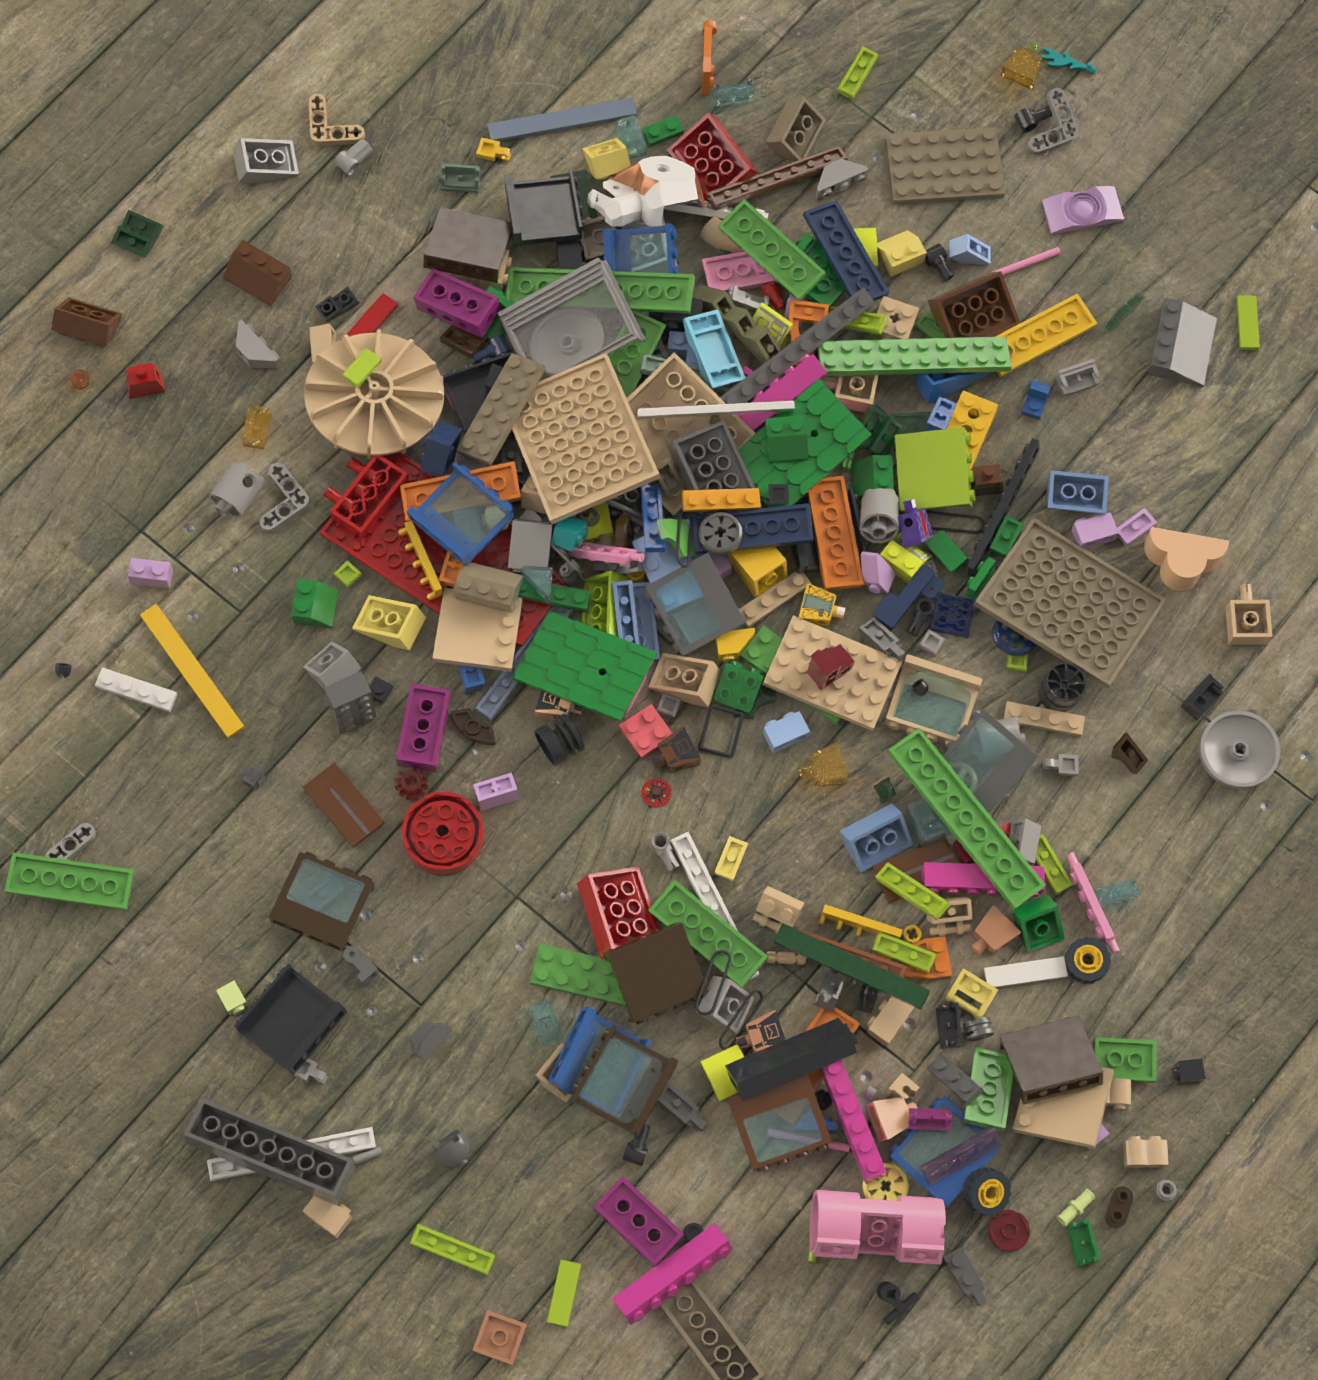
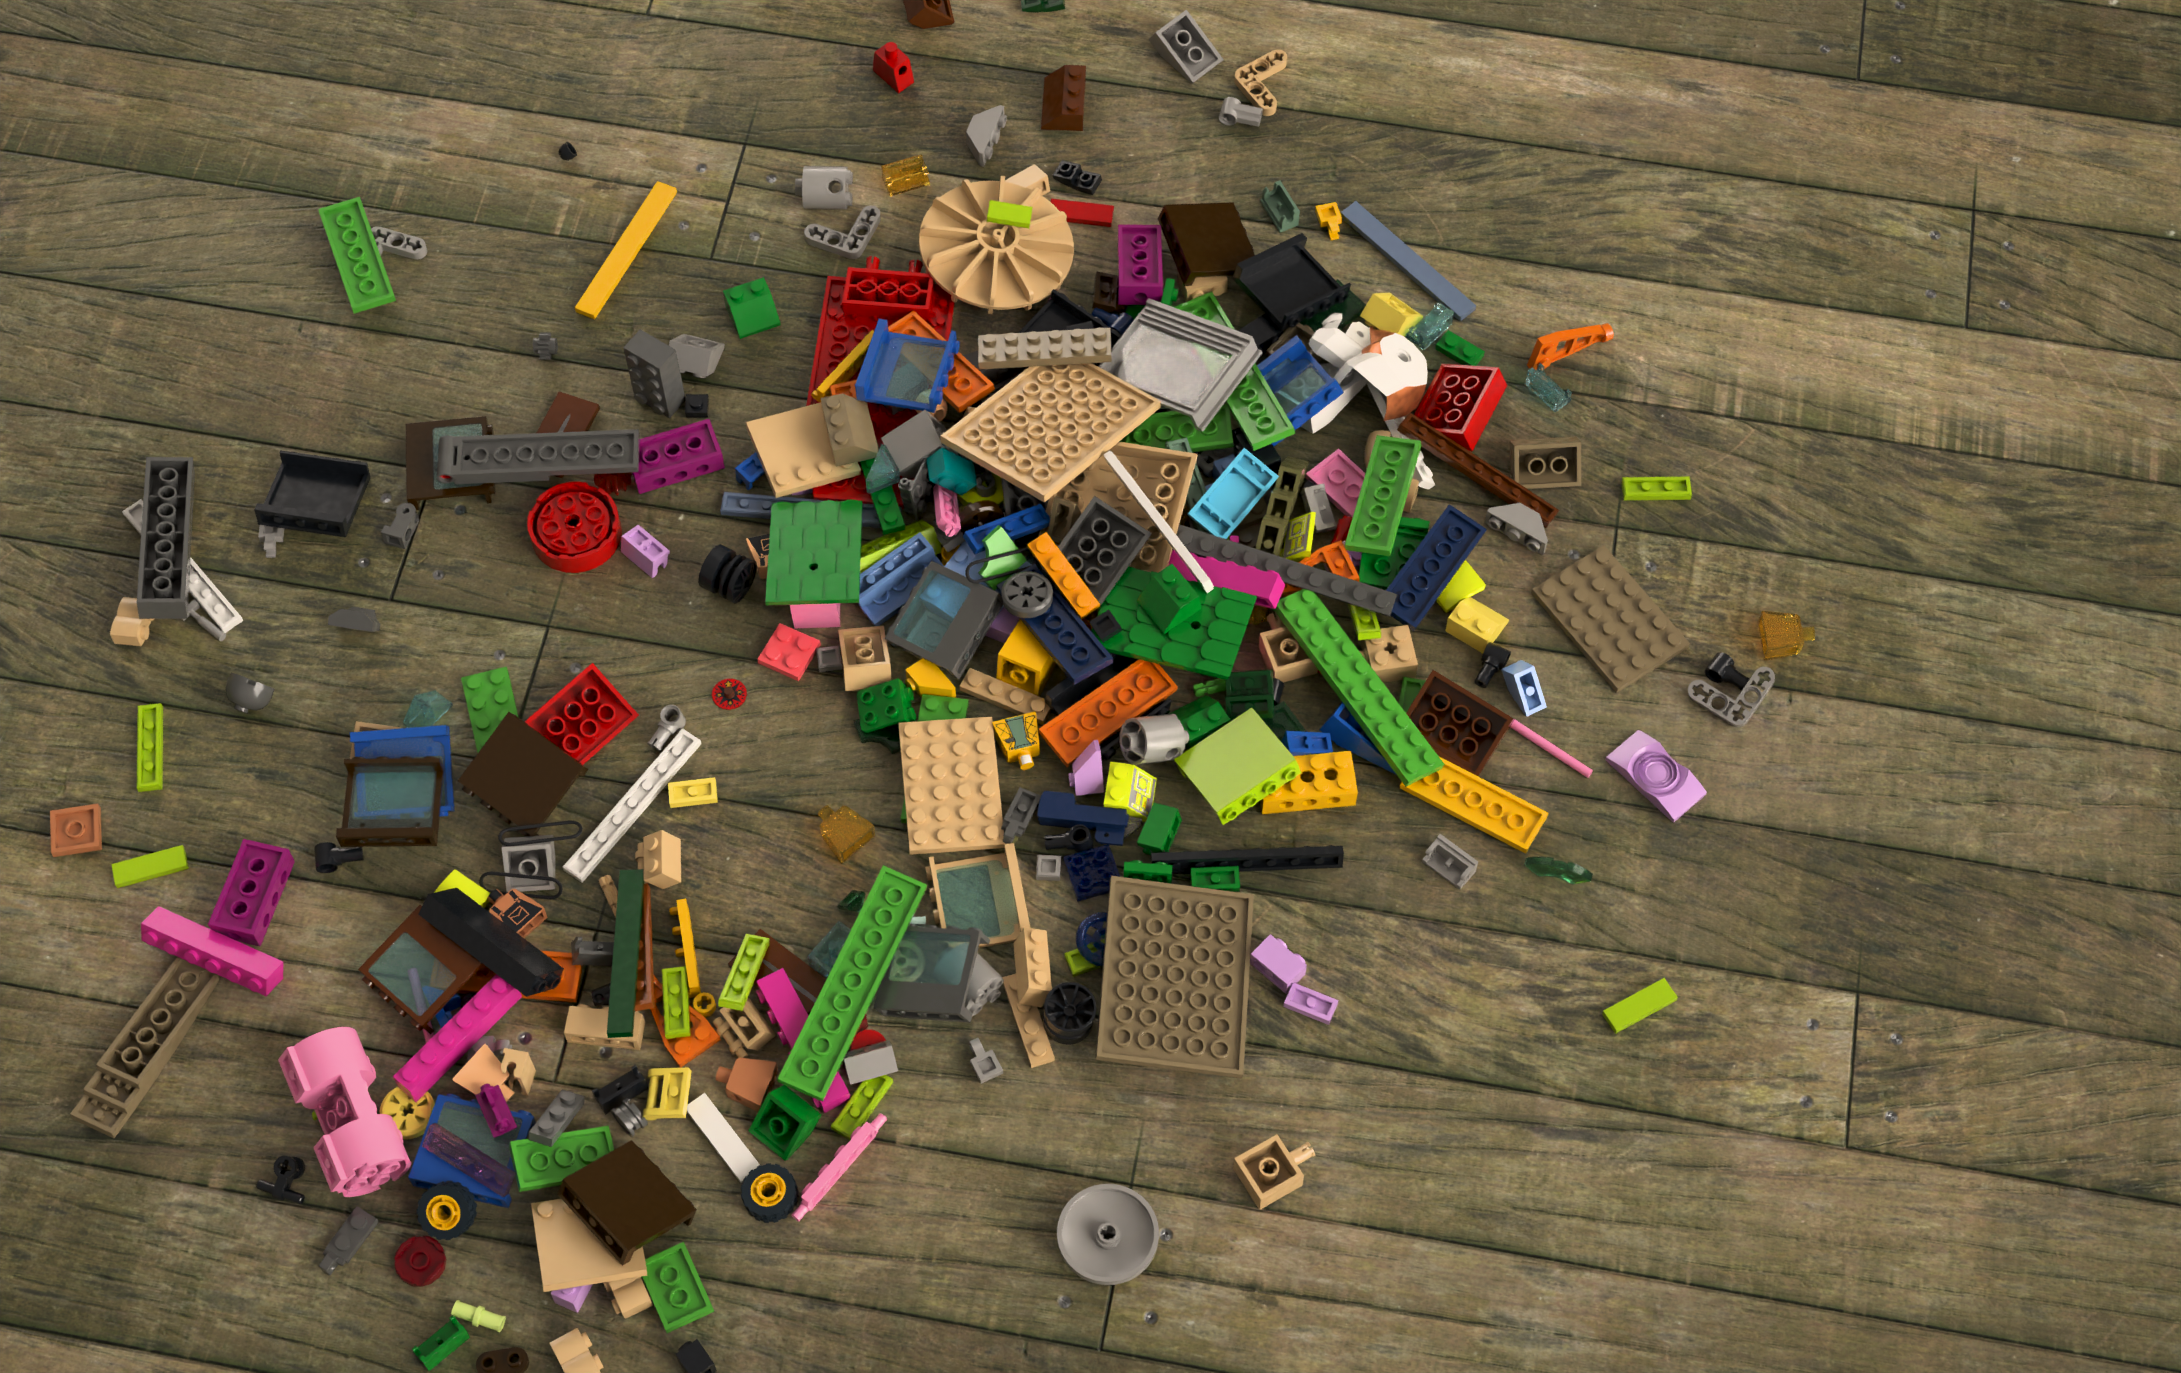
camera: 65 degrees right, 10 degrees down
(79, 379) = (866, 23): clear orange tile -> none
(136, 689) = (581, 217): white plate -> none
(150, 573) = (702, 167): lavender brick -> none
(232, 998) = (311, 438): yellowish green brick -> none
(347, 574) = (801, 322): lime tile -> none
(371, 827) = (536, 456): none -> dark grey hinge
(390, 622) = (770, 378): light yellow slope -> none
(440, 449) = (971, 319): dark blue brick -> none
(472, 728) = (703, 501): dark brown tile -> none
(676, 752) = (780, 687): torso -> none
(682, 1107) = (397, 876): dark grey hinge -> none
(691, 1231) = (270, 948): black plate -> none
(709, 933) = (596, 808): bright green plate -> none
(736, 735) = (824, 701): black piece -> none
(785, 731) = (861, 775): light blue brick -> none
(829, 665) = (945, 769): dark red brick -> none
(876, 837) = (792, 916): medium blue slope -> none
(914, 524) = (1162, 777): dark purple torso -> none
(920, 687) = (988, 876): black hinge -> none
(960, 515) = (1207, 813): black piece -> none
(987, 480) = (1263, 823): reddish brown torso -> none
(1013, 692) = (1032, 967): none -> tan brick
(1036, 399) = (1397, 835): blue slope -> none
(1060, 61) = (1817, 669): teal piece -> none
(1077, 492) = (1308, 921): medium blue slope -> none
(1117, 893) = (864, 1187): clear light blue hinge -> none
(1129, 754) = (1034, 1120): dark brown slope -> none
(1182, 343) = (1564, 947): slope -> none
(1183, 556) = (1300, 1067): light nougat brick -> none
(1202, 697) = (1151, 1168): black hinge -> none

